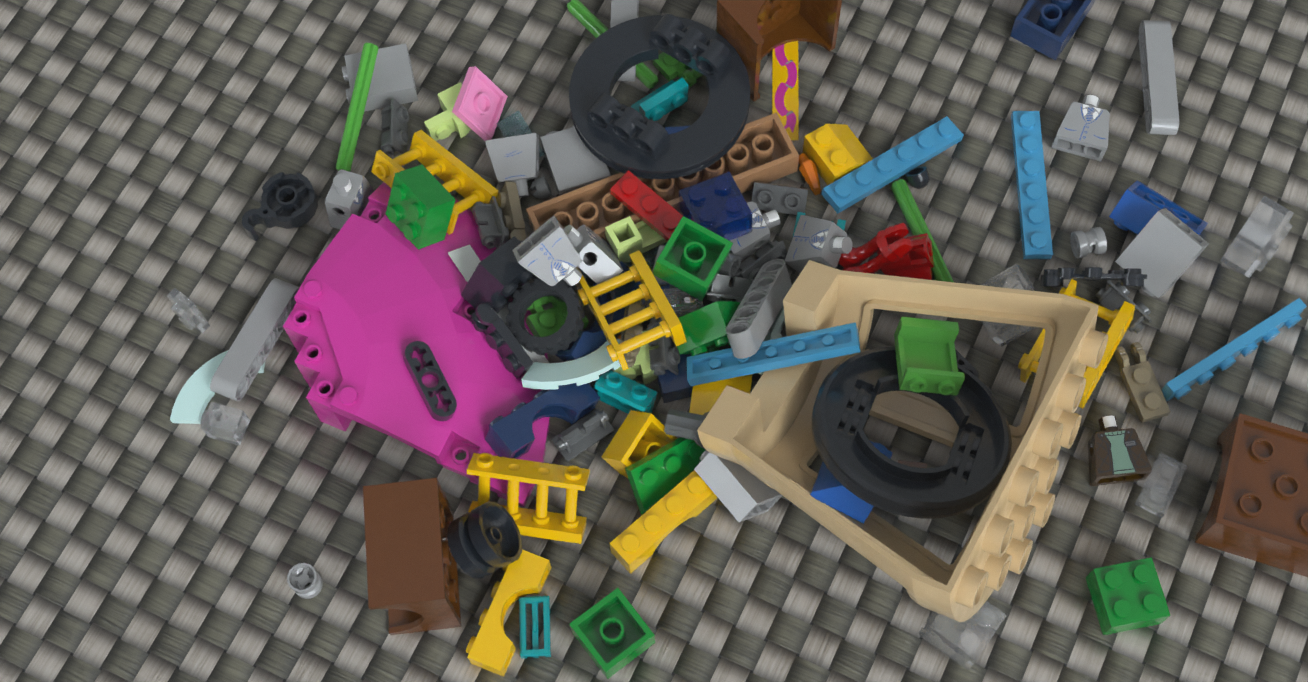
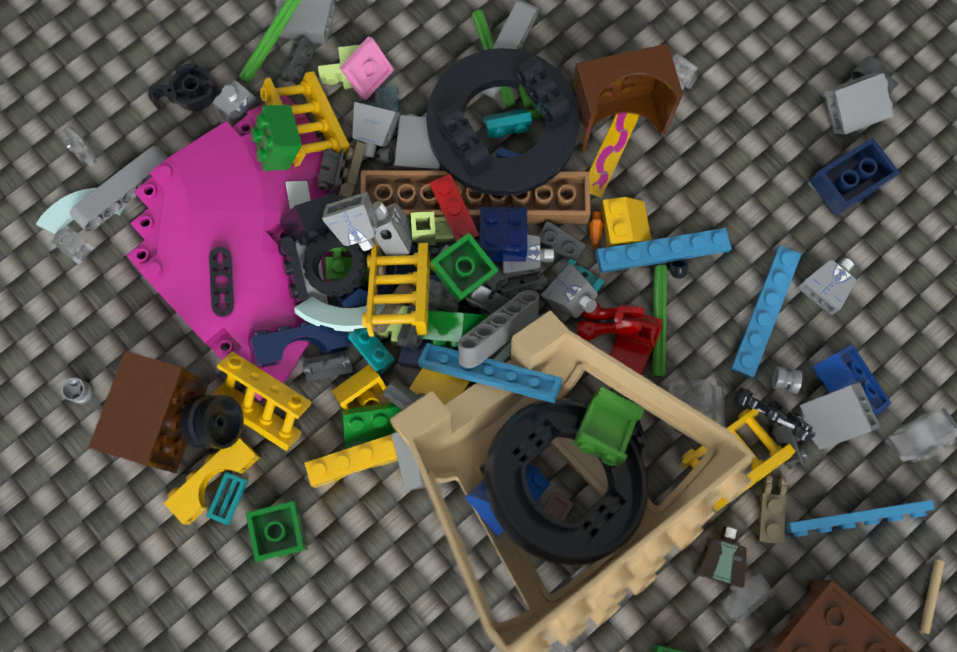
camera: 20 degrees right, 10 degrees up
(1158, 78) = (912, 266): light grey beam -> none

